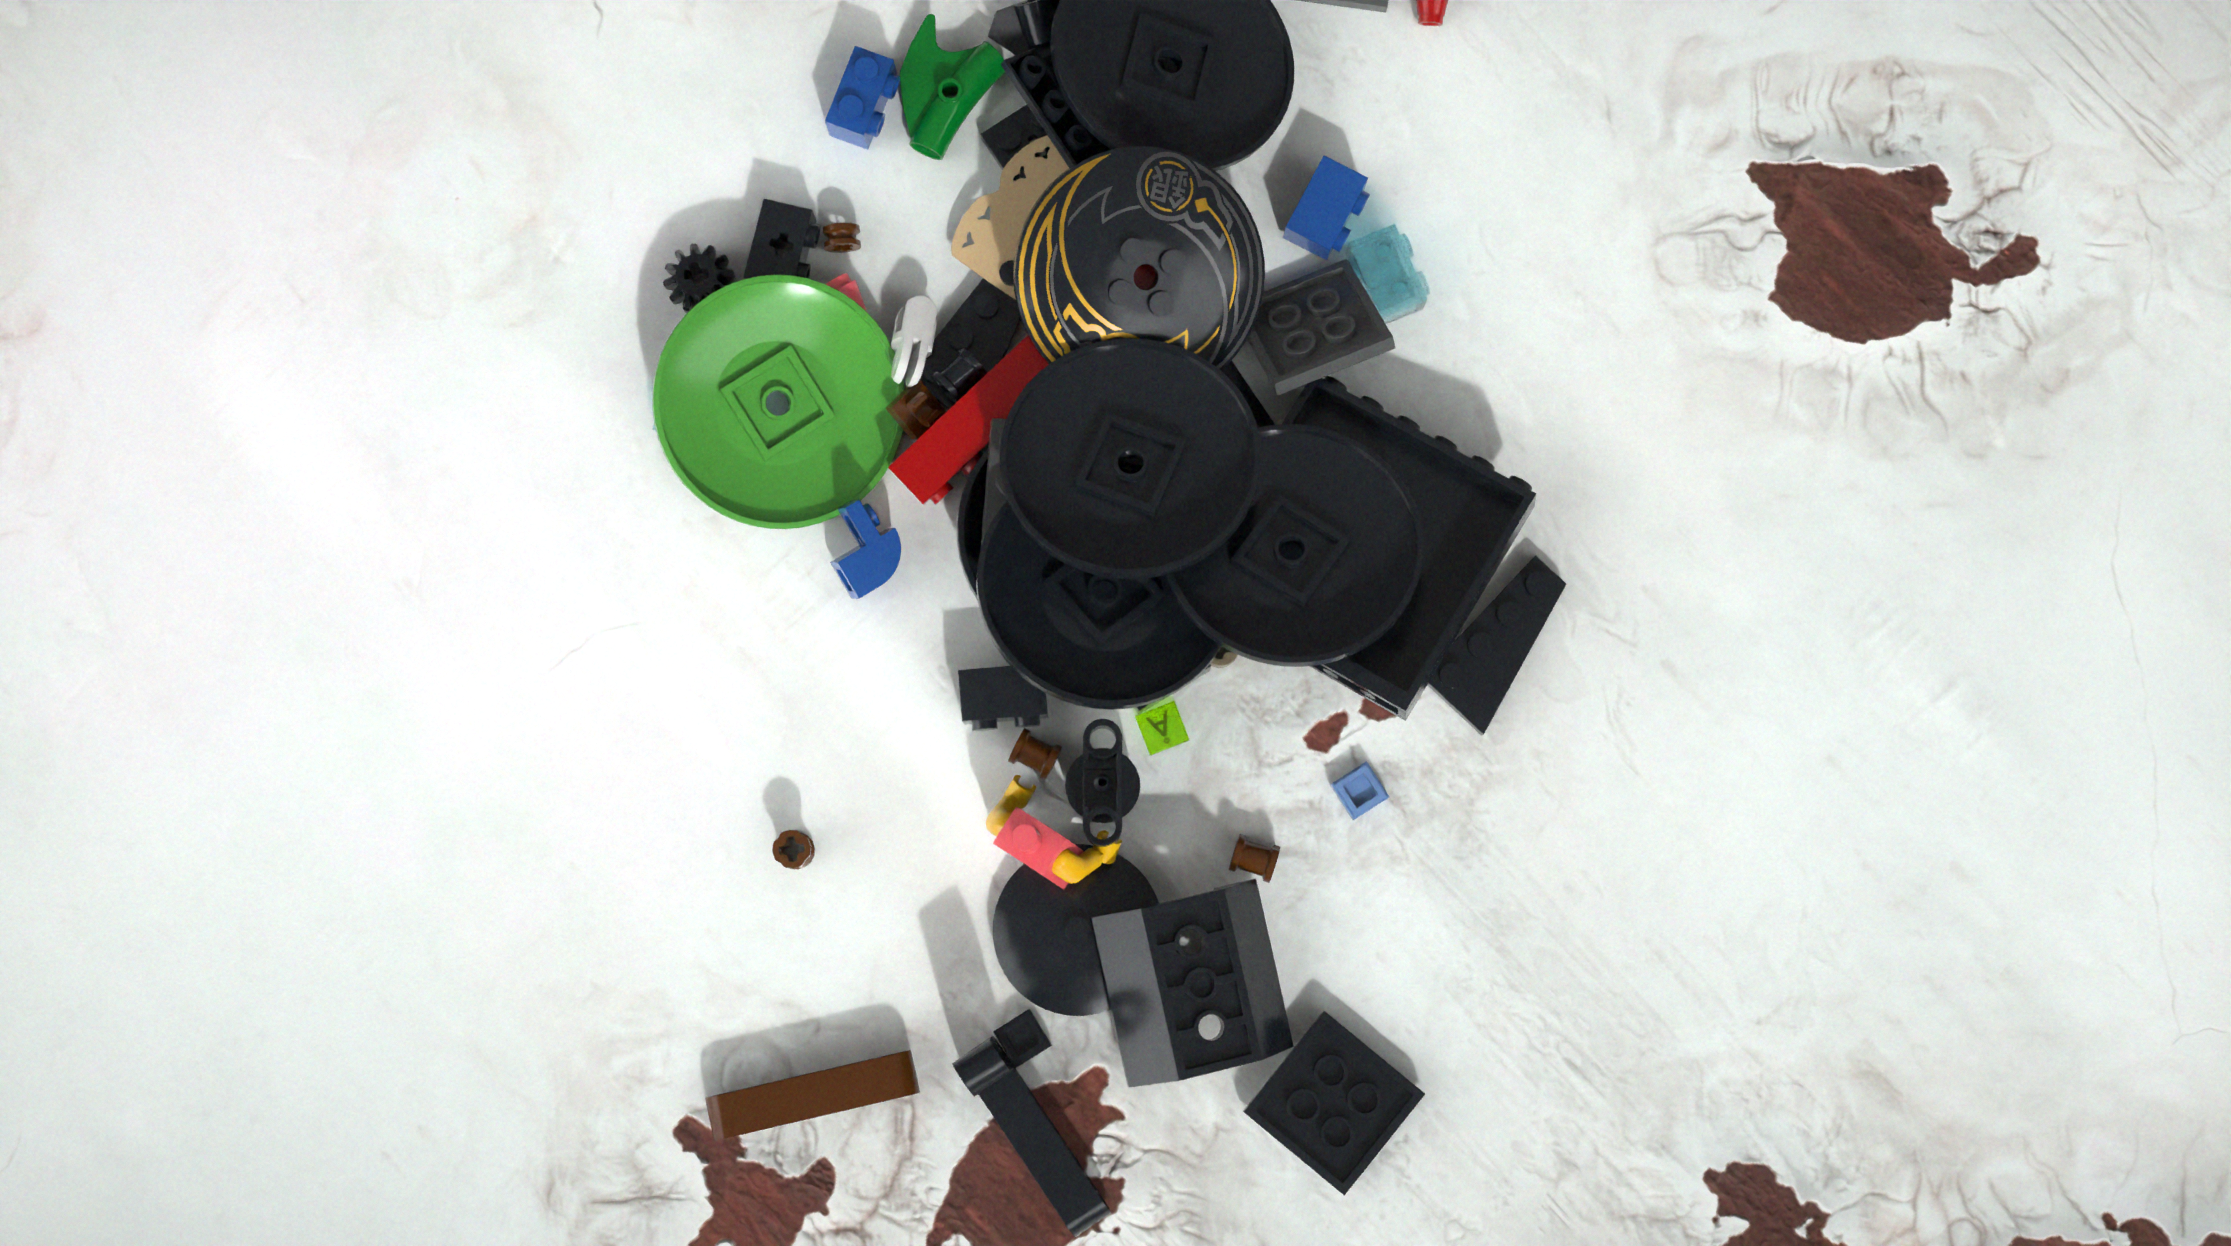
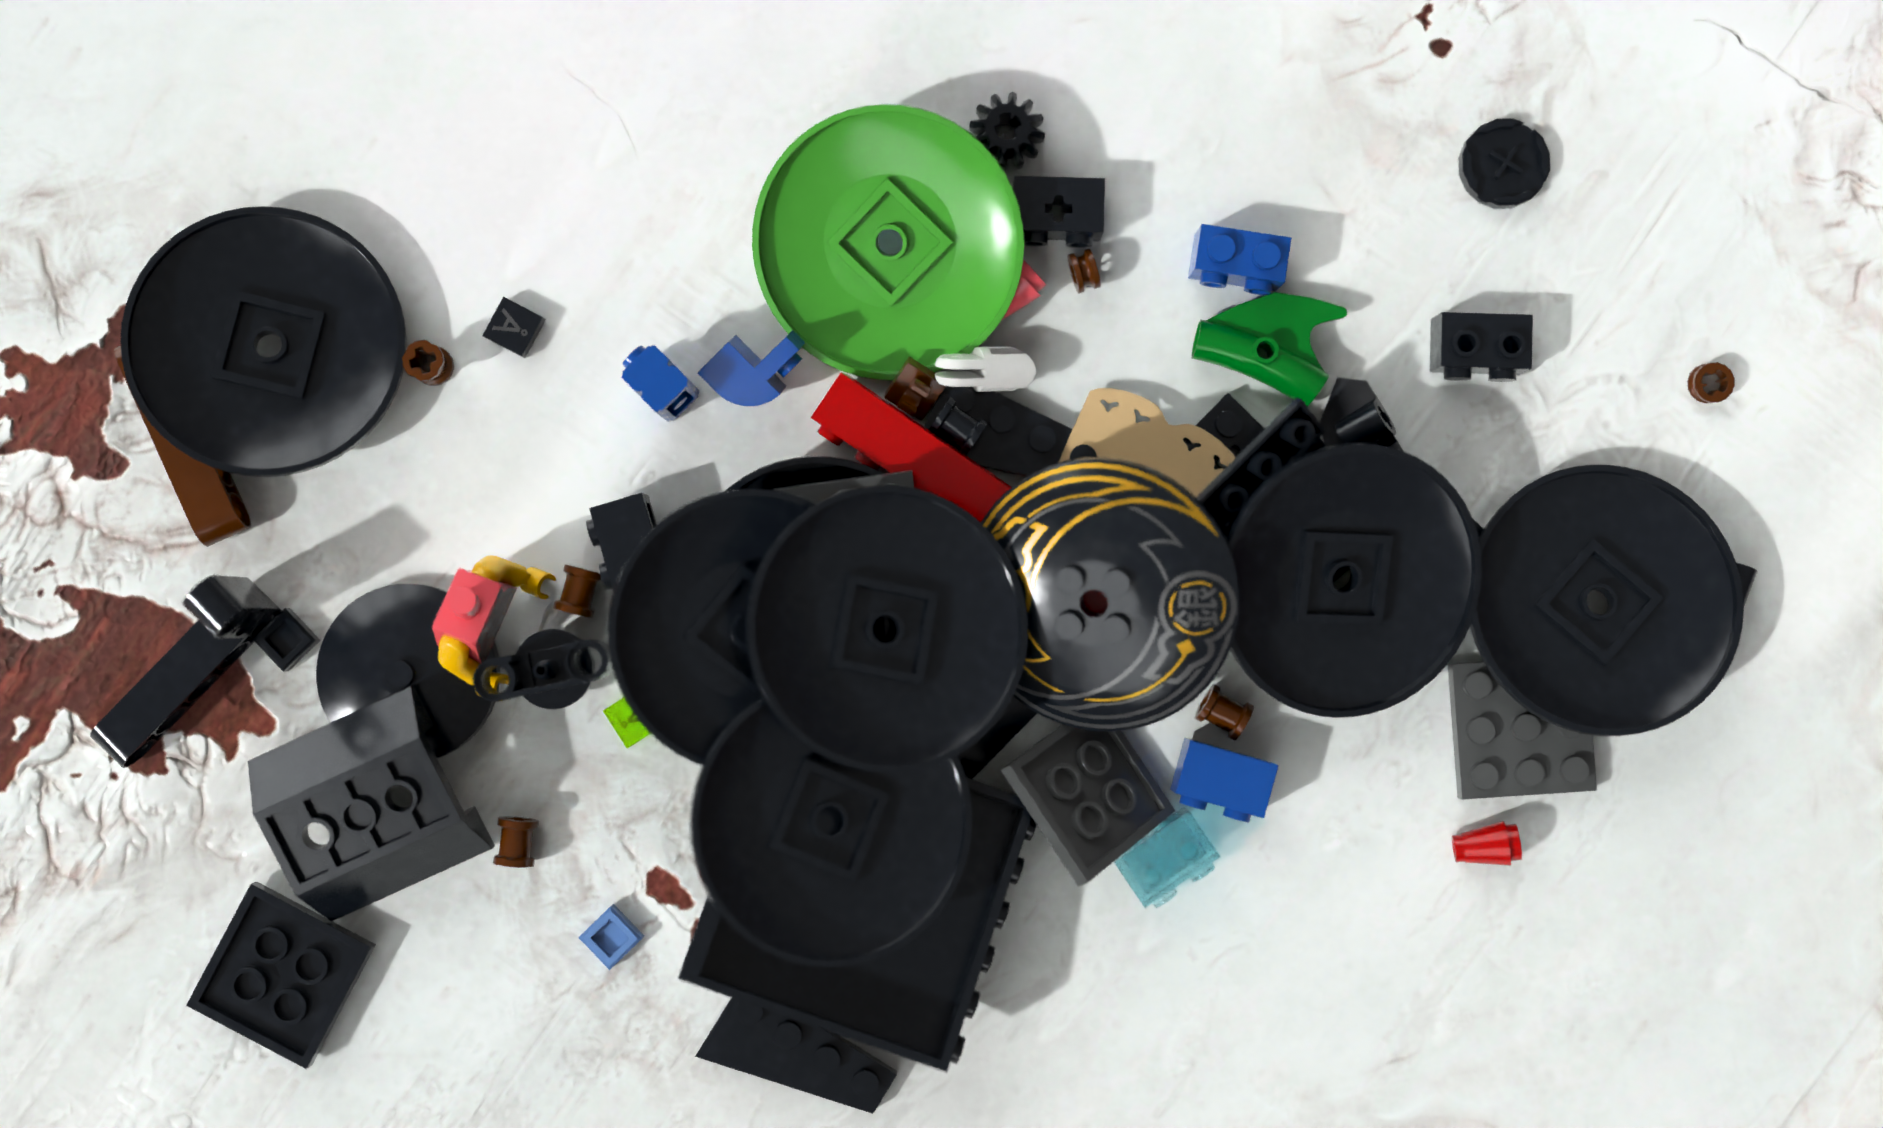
camera: 75 degrees right, 5 degrees up
(680, 980) = (210, 301): none -> black dish
(777, 766) = (514, 327): none -> black tile
(859, 635) = (659, 382): none -> blue brick
(1268, 196) = (1224, 712): none -> reddish brown bush

